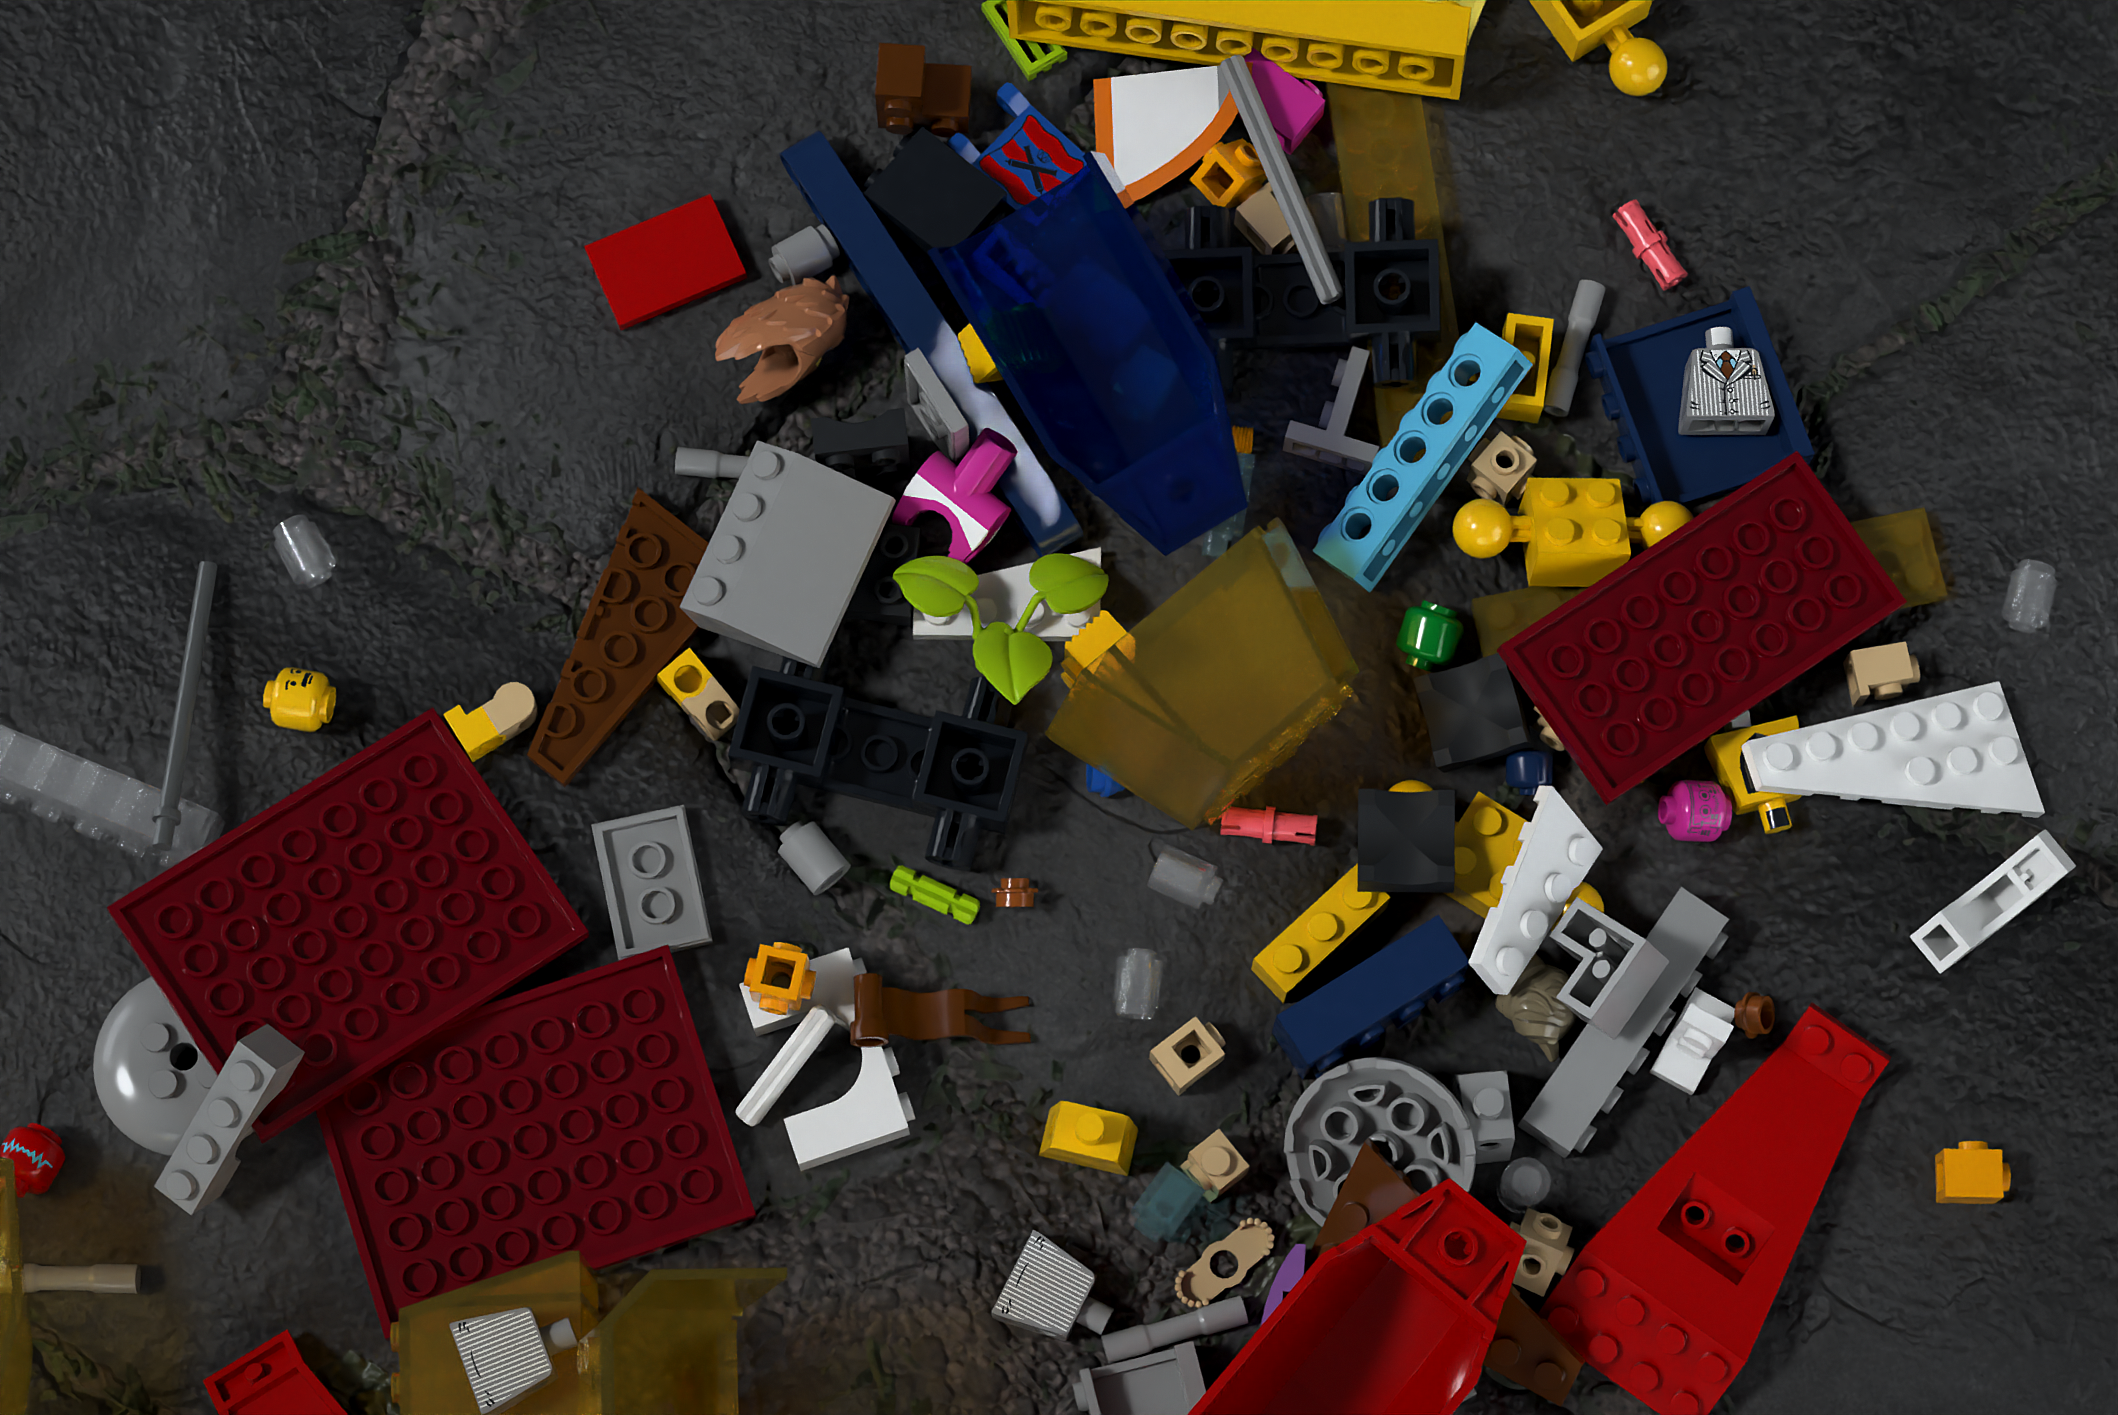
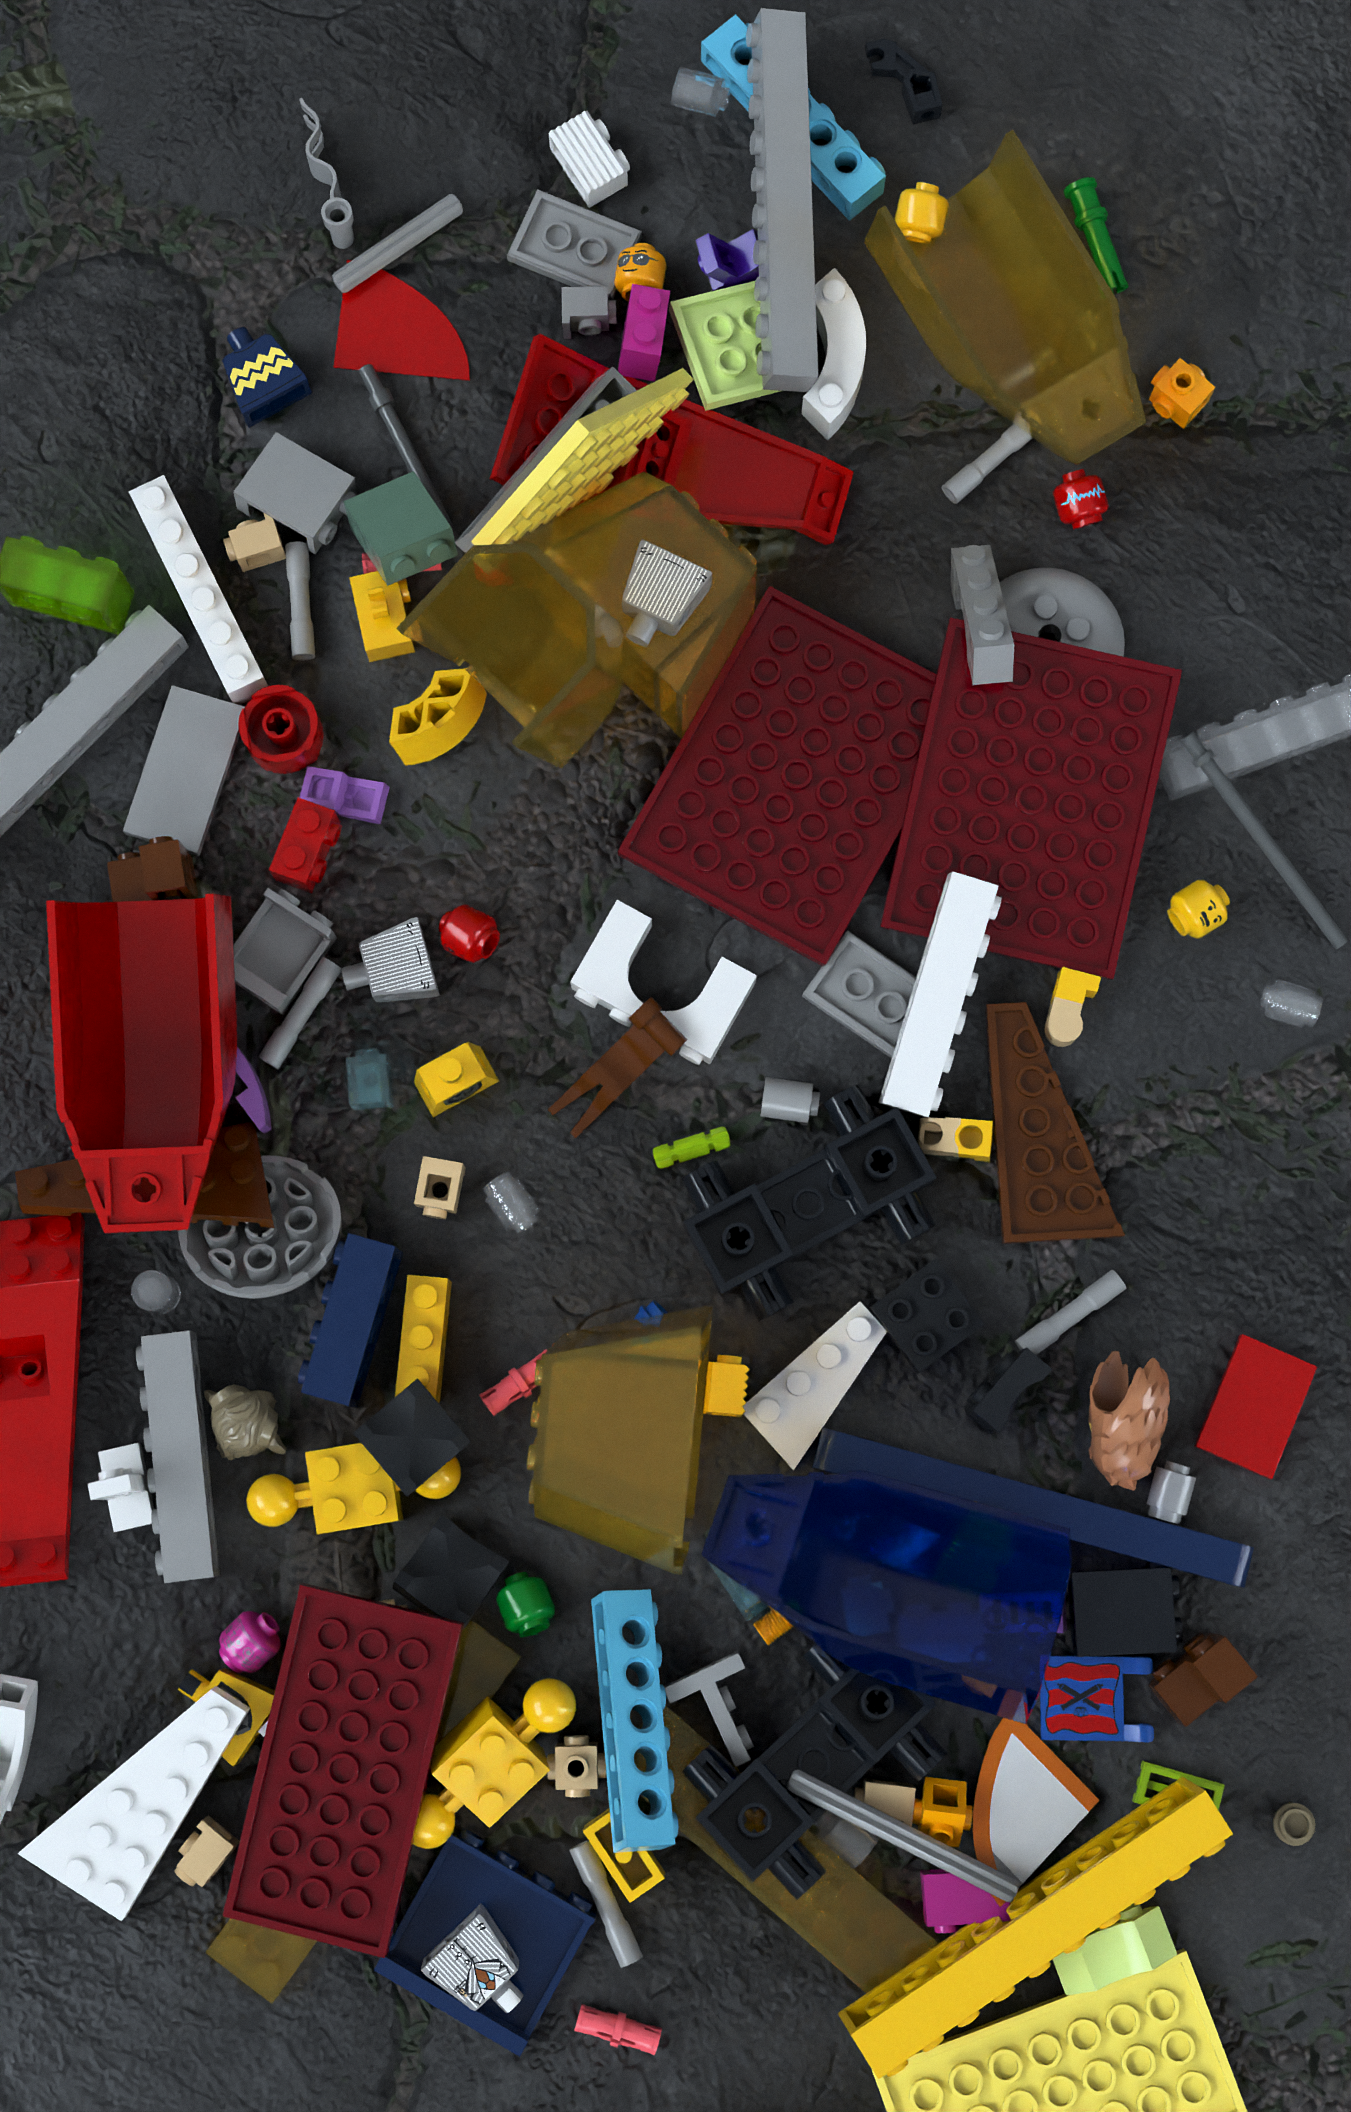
camera: 140 degrees right, 5 degrees up
(597, 821) = (939, 994): none -> white brick
(776, 961) = (730, 979): light orange brick -> none
(786, 1065) = (682, 955): white axle -> none
(787, 555) = (982, 1269): light grey slope -> none
(935, 407) = (978, 1454): light grey tile -> none
(957, 1261) = (469, 933): none -> red head
(962, 493) = (912, 1418): dark pink connector -> none
(1004, 655) = (776, 1318): lime plant -> none
(1014, 893) = (640, 1191): dark orange plate -> none
(1185, 878) = (542, 1298): clear brick -> none
(1215, 1165) = (361, 1132): tan brick -> none
(1247, 1243) = (309, 1054): tan piece -> none
(1489, 1112) = (222, 1318): light grey torso -> none
(1528, 770) = (381, 1572): dark blue piece -> none
(1544, 1251) = (111, 1257): tan brick -> none
(1548, 867) = (307, 1511): white wing -> none
(1613, 969) = (203, 1474): light grey brick -> none
(1755, 1014) = (99, 1538): dark orange plate -> none
(2029, 596) = (147, 2002): clear brick -> none

